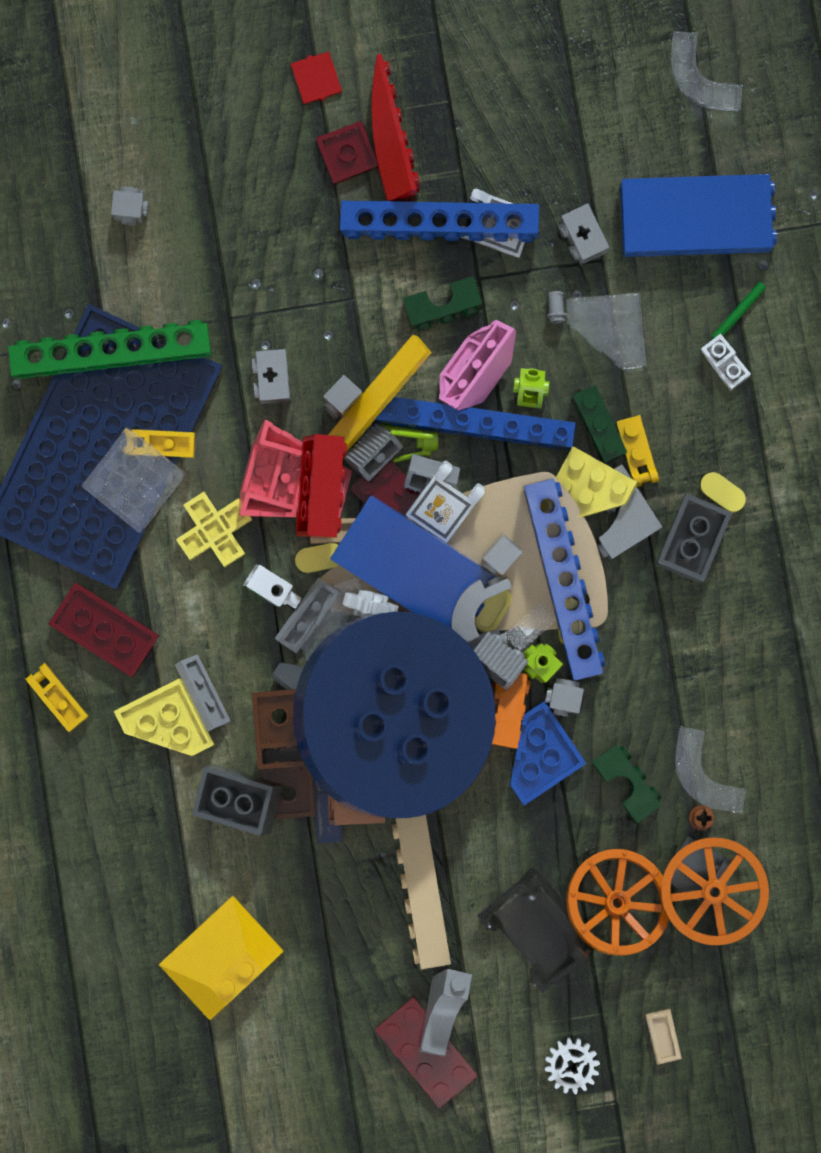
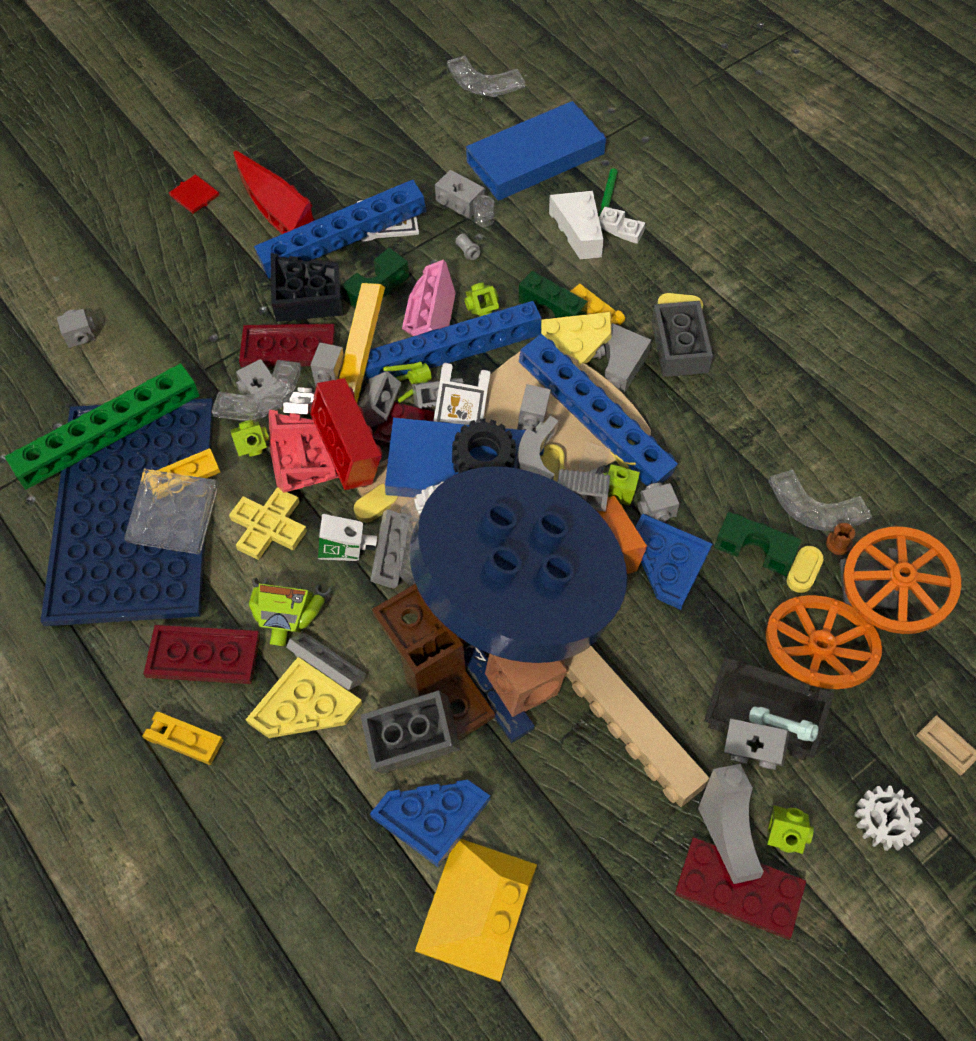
camera: 25 degrees left, 25 degrees down
(189, 626) = (285, 608): none -> lime torso
(222, 871) = (431, 816): none -> blue plate
(236, 432) = (246, 446): none -> lime brick
(268, 404) = (258, 404): none -> clear plate
(302, 416) = (300, 401): none -> white slope
(320, 336) = (283, 342): none -> dark red plate
(347, 152) = (243, 225): dark red tile -> none
(367, 280) = (305, 289): none -> black wedge
(425, 603) = (486, 435): none -> black tyre
(488, 1033) = (789, 829): none -> lime brick
(519, 959) = (742, 733): none -> light grey brick
(546, 970) = (805, 730): none -> light aqua bar
(594, 274) = (483, 210): none -> clear wheel
(611, 326) = (518, 241): clear plate -> none
(654, 826) = (805, 569): none -> light yellow tile
(683, 340) = (579, 221): none -> white wedge

